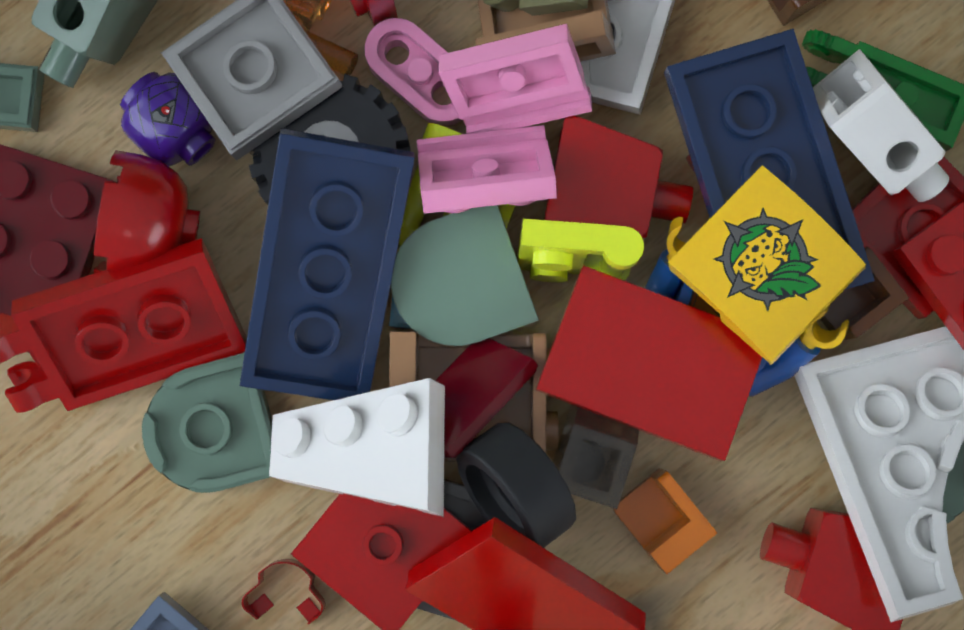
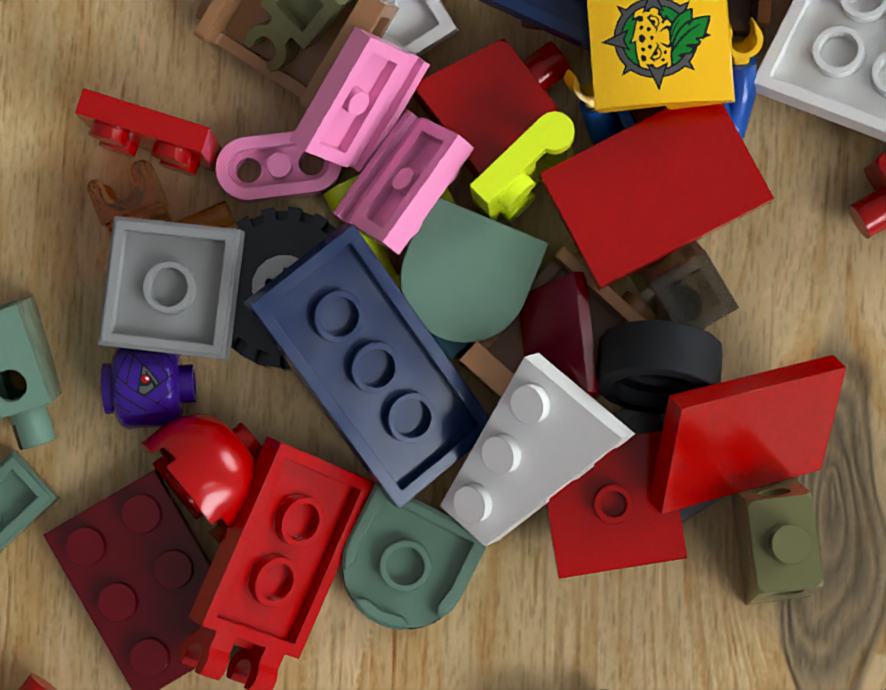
camera: 50 degrees left, 0 degrees up
(263, 603) = (606, 610): red piece -> none
(664, 520) = (777, 284): orange panel -> none

